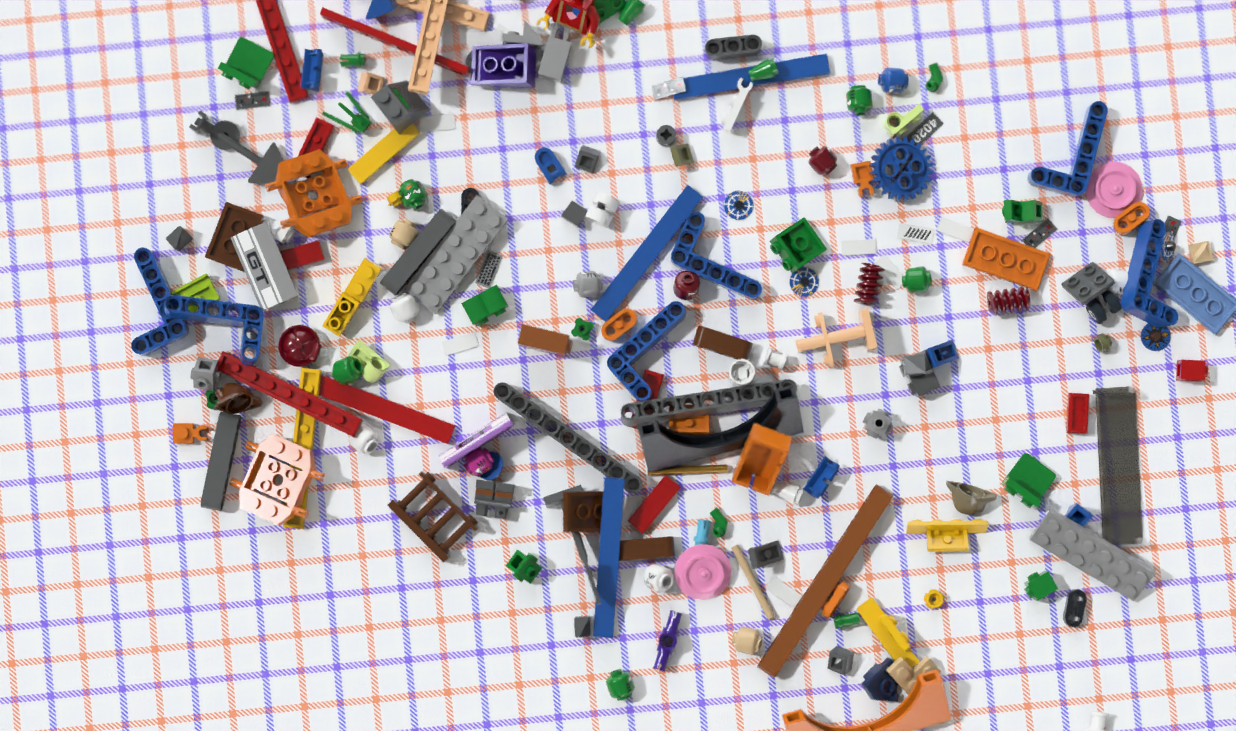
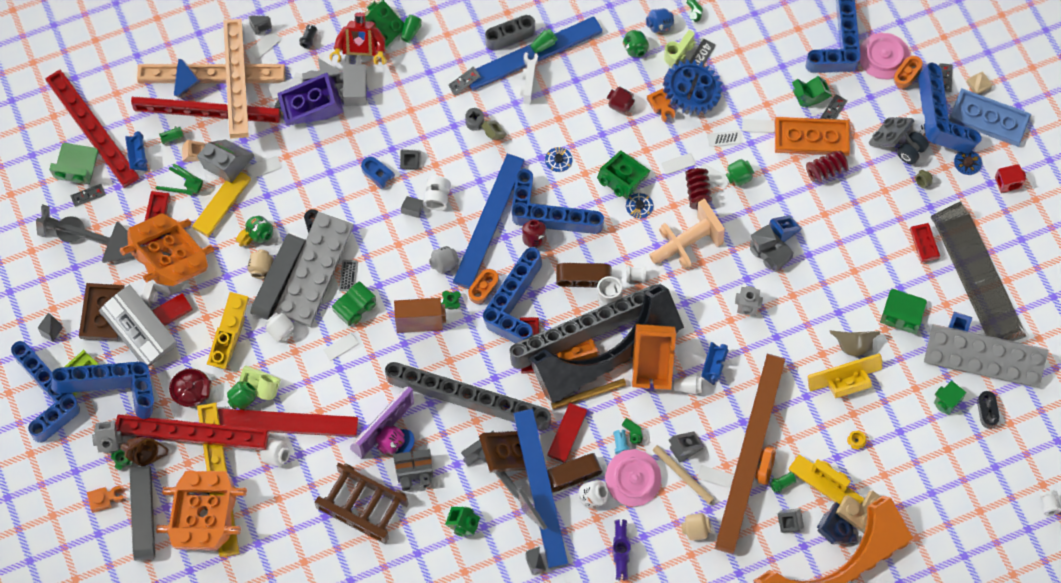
camera: 20 degrees left, 20 degrees down
(1168, 246) = (949, 83): piece -> none

